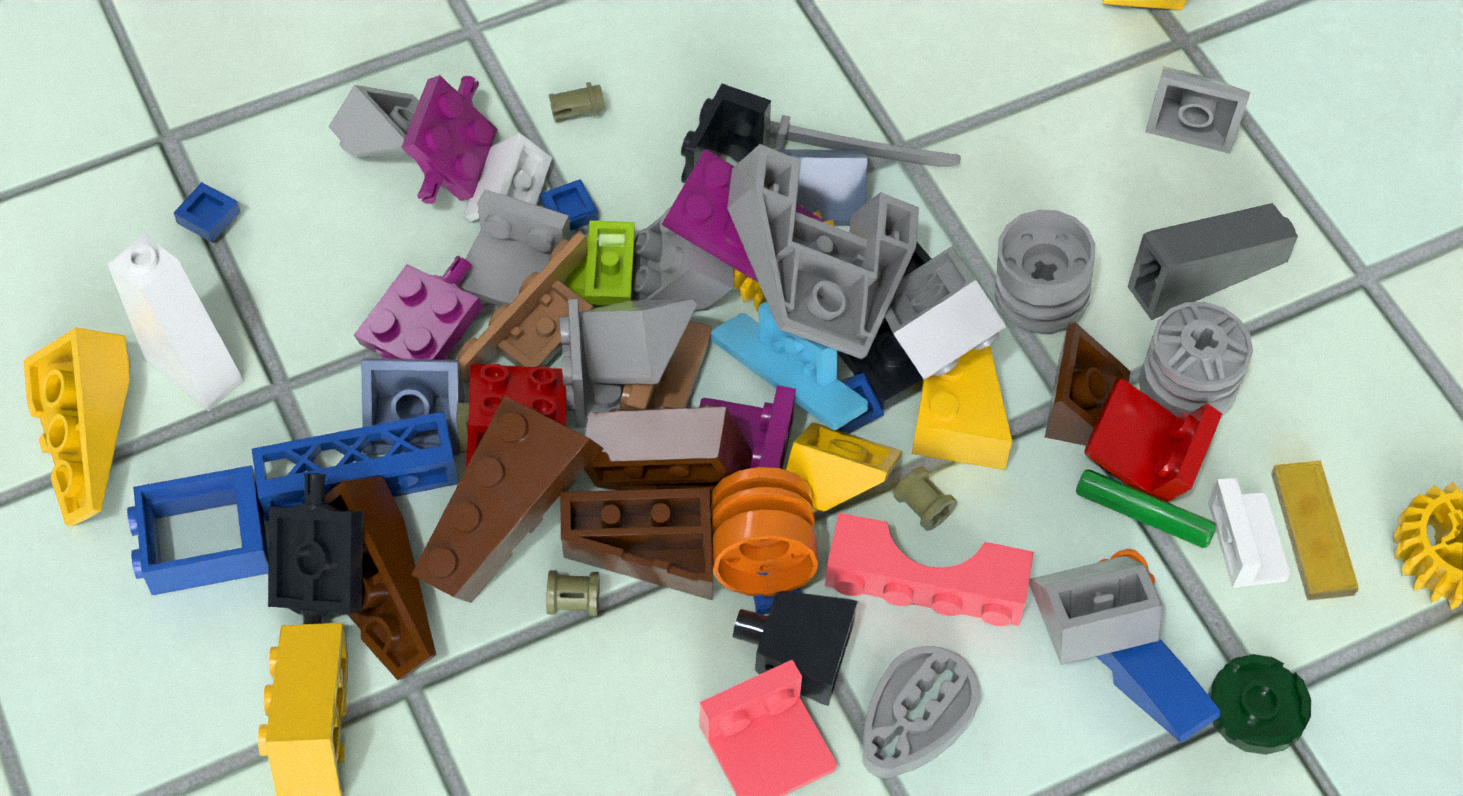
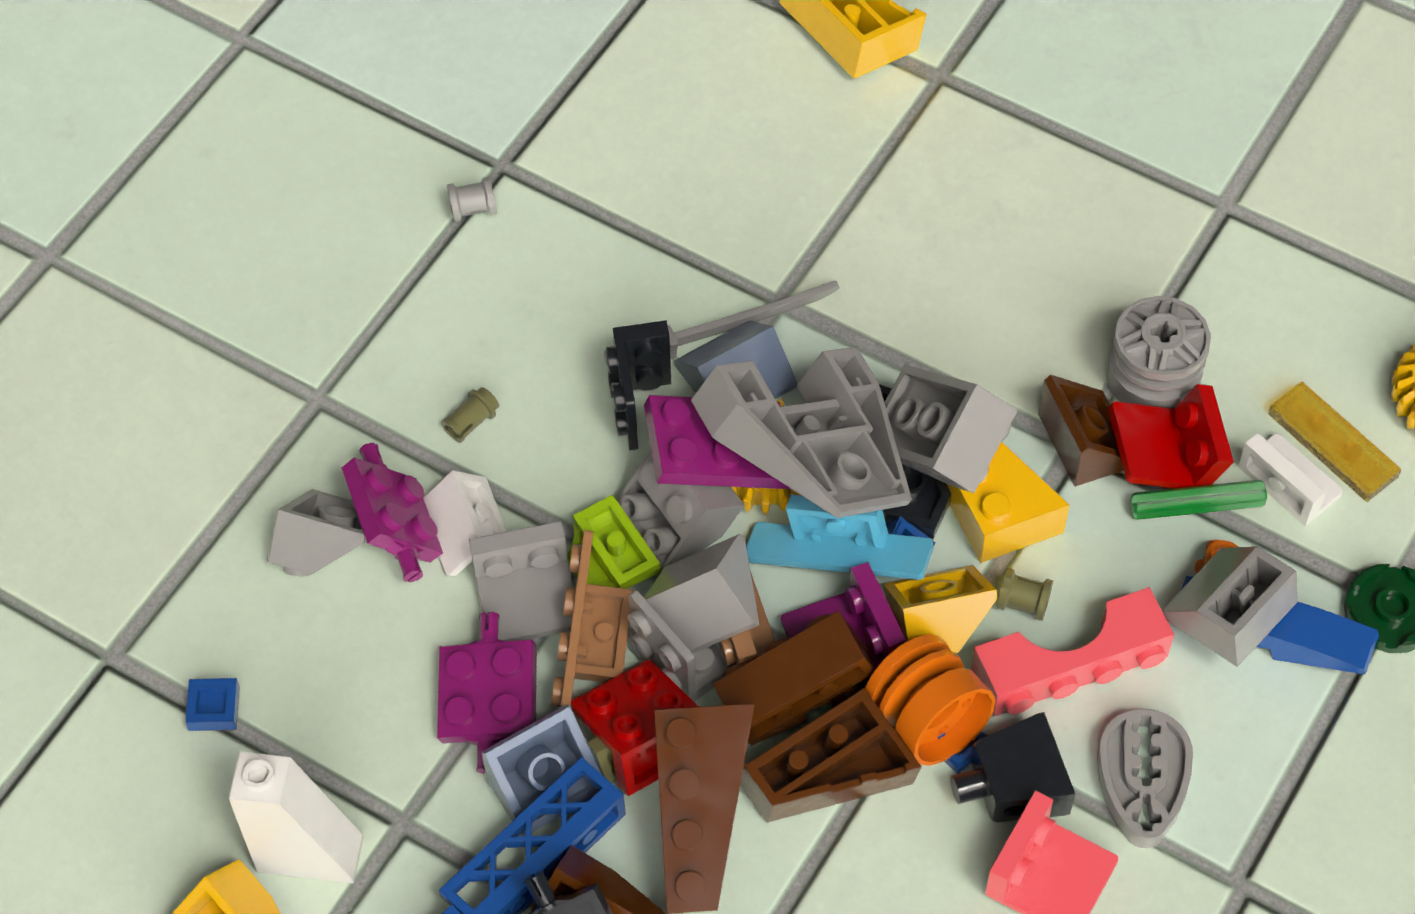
camera: 30 degrees left, 0 degrees up
(561, 593) = (802, 847): olive bush -> none
(573, 201) = (533, 508): blue tile -> none
(1044, 270) = (987, 339): light grey wheel -> none
(1197, 110) = (1001, 133): light grey slope -> none
(1208, 256) = (1101, 259): dark grey slope -> none

